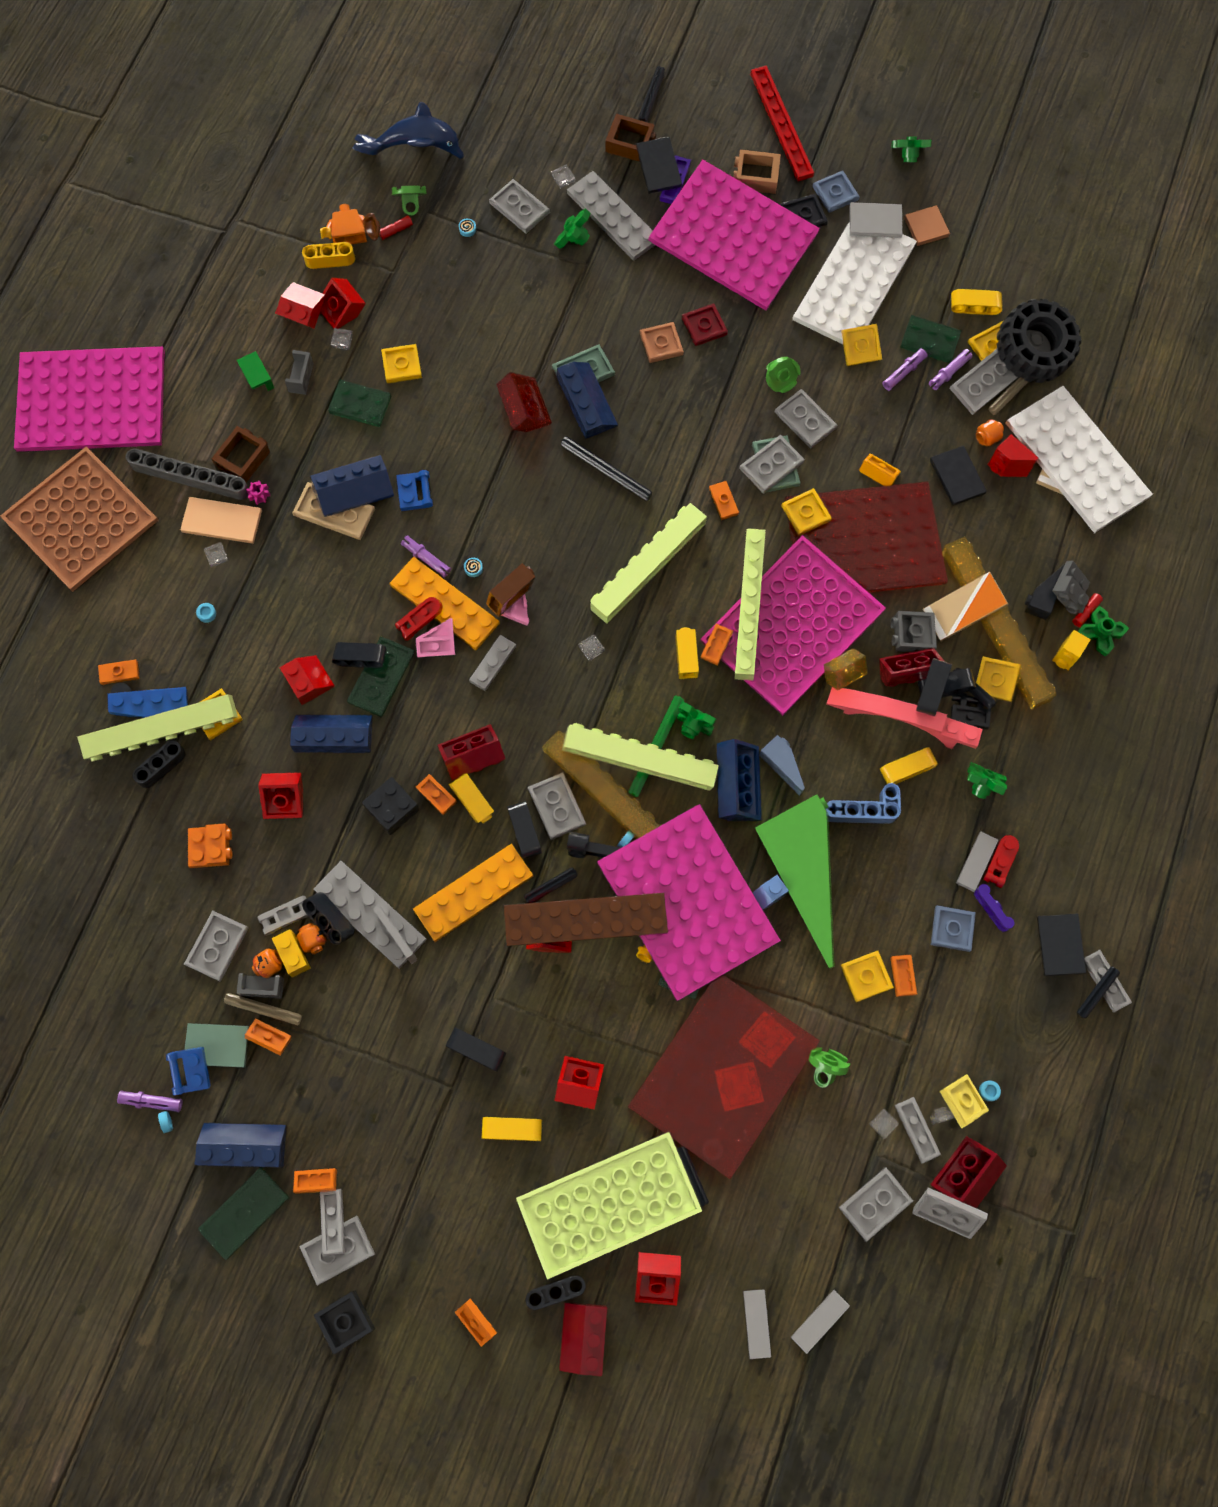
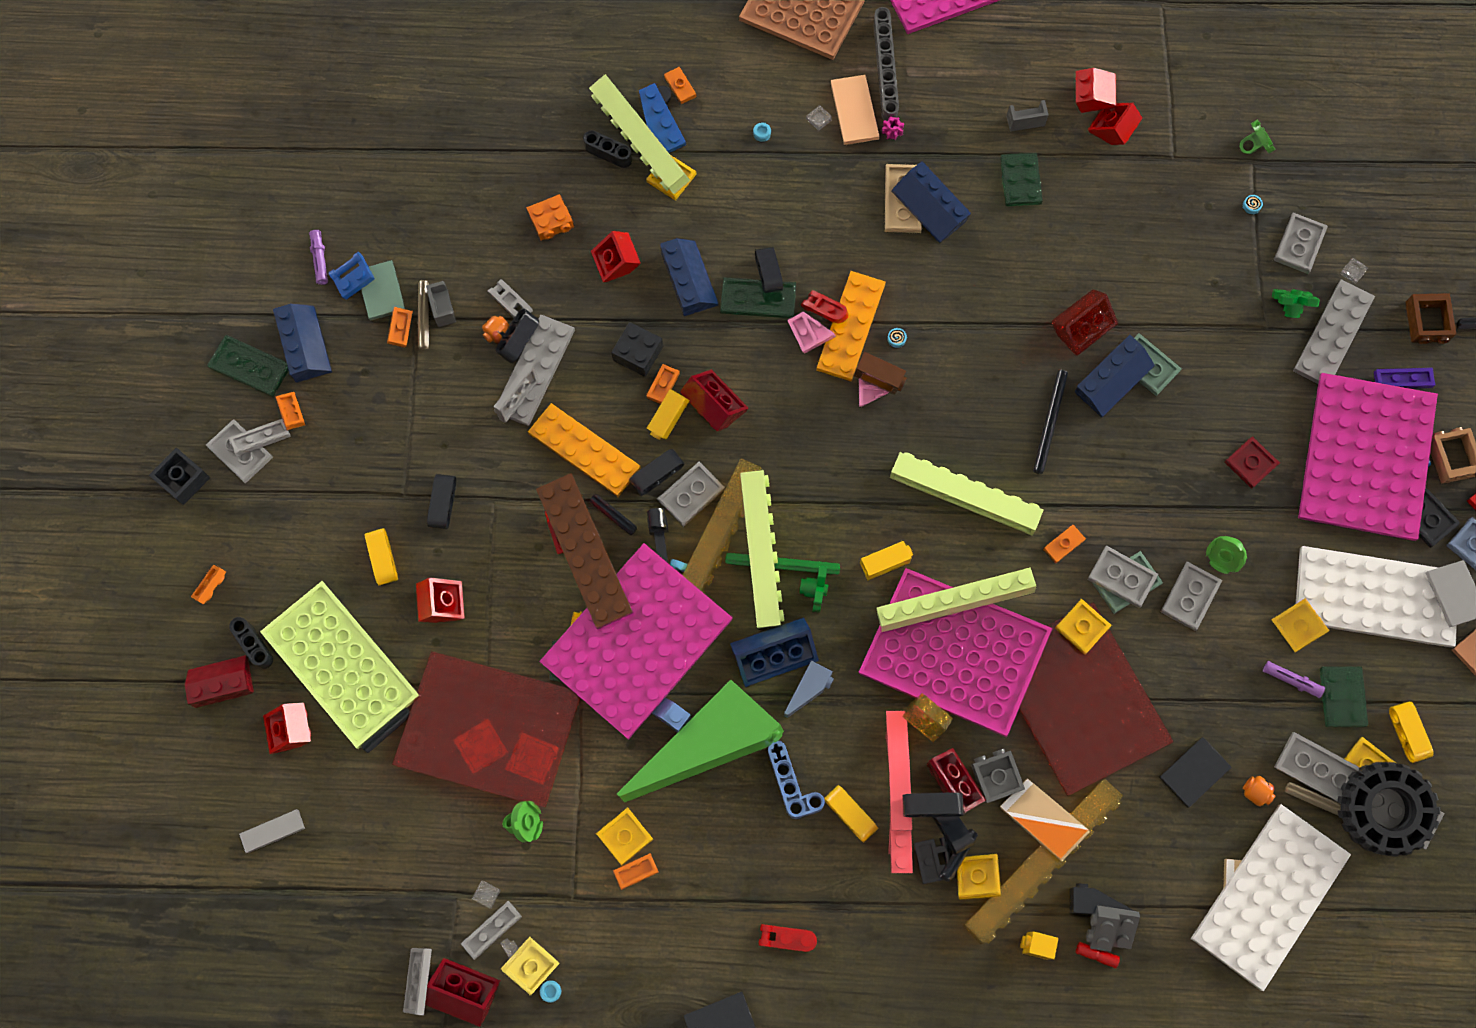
camera: 75 degrees right, 0 degrees up
(165, 1122) = (304, 275): medium azure tile -> none
(216, 946) = (466, 257): light grey tile -> none
(254, 461) = (922, 113): reddish brown window -> none
(255, 371) = (1011, 79): green panel -> none
(267, 963) = (462, 302): orange head -> none
(291, 953) = (475, 317): yellow brick -> none
(307, 678) = (731, 235): red slope -> none
(339, 255) = (1166, 100): yellow beam -> none
(341, 339) = (1079, 138): clear plate -> none
(350, 226) = (1198, 99): orange torso -> none
(395, 227) = (1219, 140): red piece -> none
(401, 363) = (1078, 200): yellow tile -> none
(408, 491) = (949, 254): blue plate -> none
(417, 131) = (1326, 116): dark blue animal -> none
(420, 552) = (892, 285): medium lavender pin -> none
(492, 663) = (809, 388): light grey plate -> none
(591, 647) = (859, 471): clear plate -> none
(659, 165) = (1410, 354): black tile -> none
(661, 342) = (1212, 427): nougat tile -> none
(716, 644) = (903, 583): orange plate -> none
(820, 1321) = (289, 889): light grey tile -> none
(875, 1204) = (410, 910): light grey tile -> none
(879, 470) = (1165, 689): light orange slope -> none
(946, 373) = (1307, 723): medium lavender pin -> none
(953, 928) = (700, 908): sand blue tile -> none
(977, 861) = (778, 913): light grey tile -> none
(985, 781) = (862, 895): green plant -> none
(993, 908) = (733, 942): dark purple plate -> none
(1012, 459) = (1235, 820): red slope -> none
(1103, 630) = (1069, 981): green plant -> none

